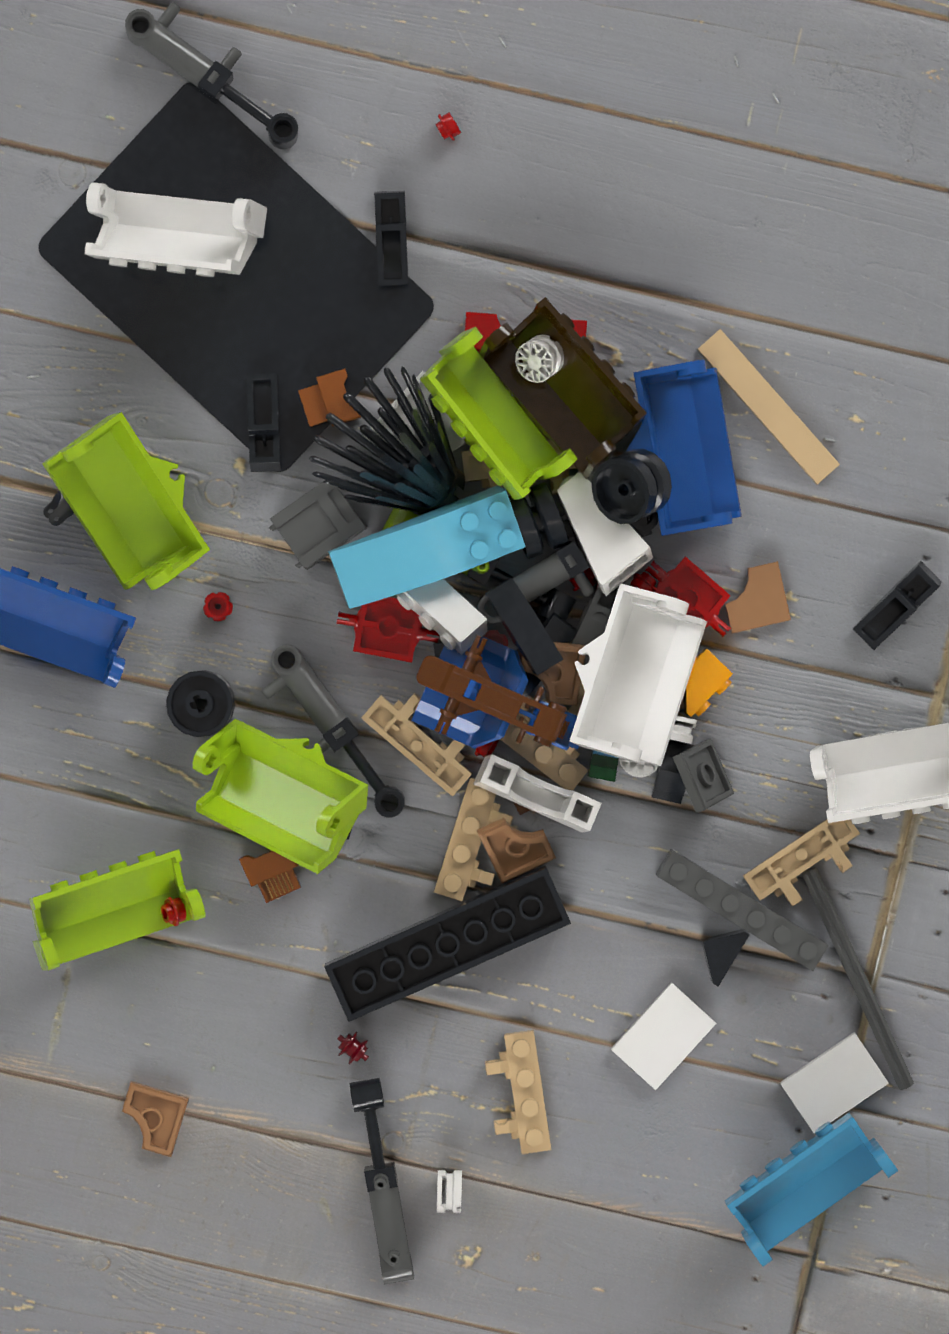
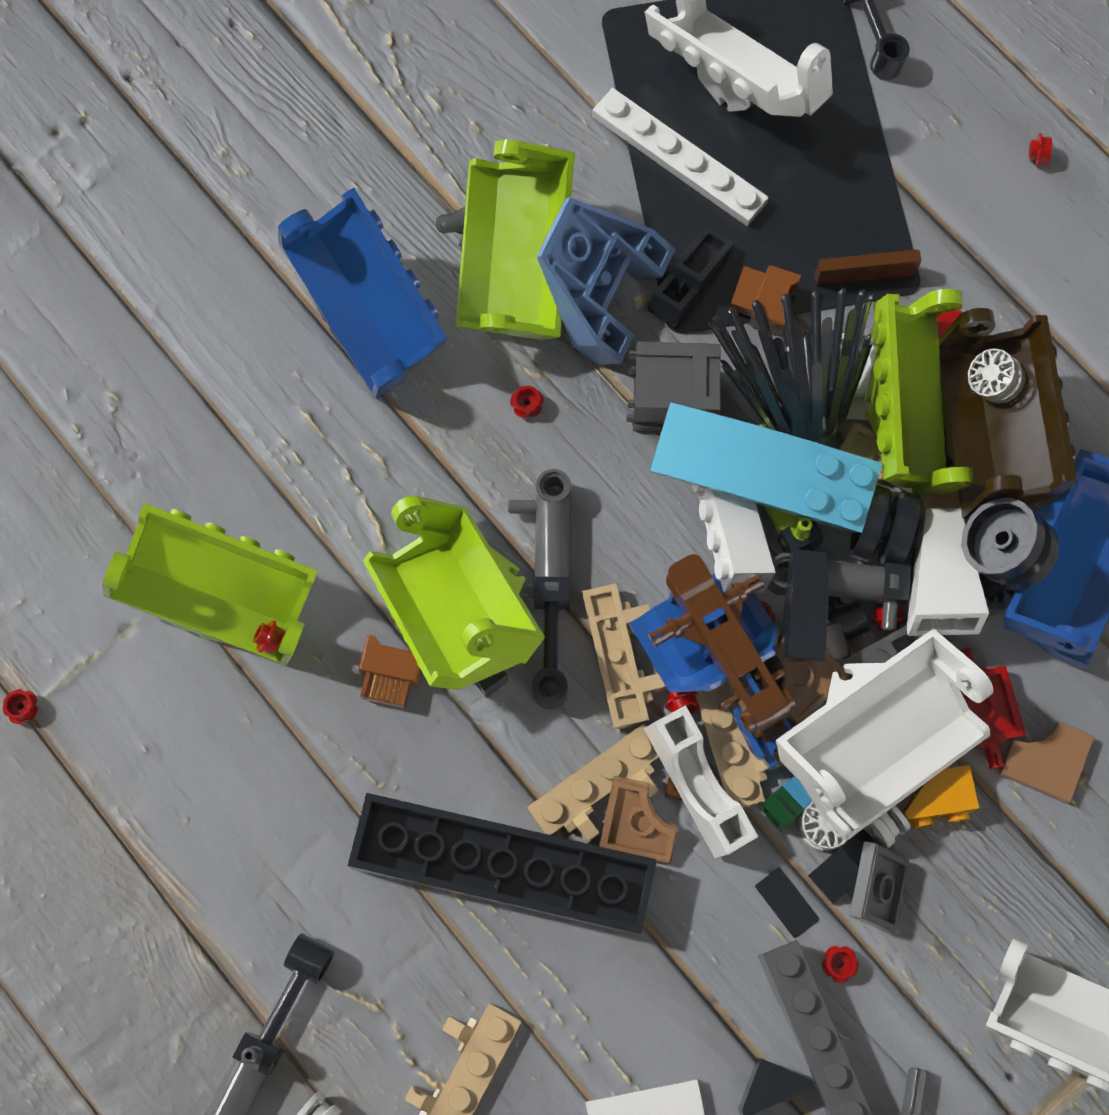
camera: 40 degrees right, 15 degrees down
(40, 1087) = (11, 703): none -> red plate
(157, 1114) = (97, 826): medium nougat tile -> none
(183, 708) = (449, 451): black wheel -> none
(184, 329) = (680, 157): none -> white plate
(191, 487) = (584, 267): none -> medium blue wedge
(353, 1047) = (332, 900): dark red wheel -> none
(387, 321) = (867, 267): none -> reddish brown tile
(387, 630) = (666, 526): red plate -> none
(391, 238) = (923, 201): black slope -> none
(649, 825) = (786, 902): none -> black sticker
(709, 848) = (850, 964): none -> red plate
(783, 867) = (955, 1050): tan hinge -> none

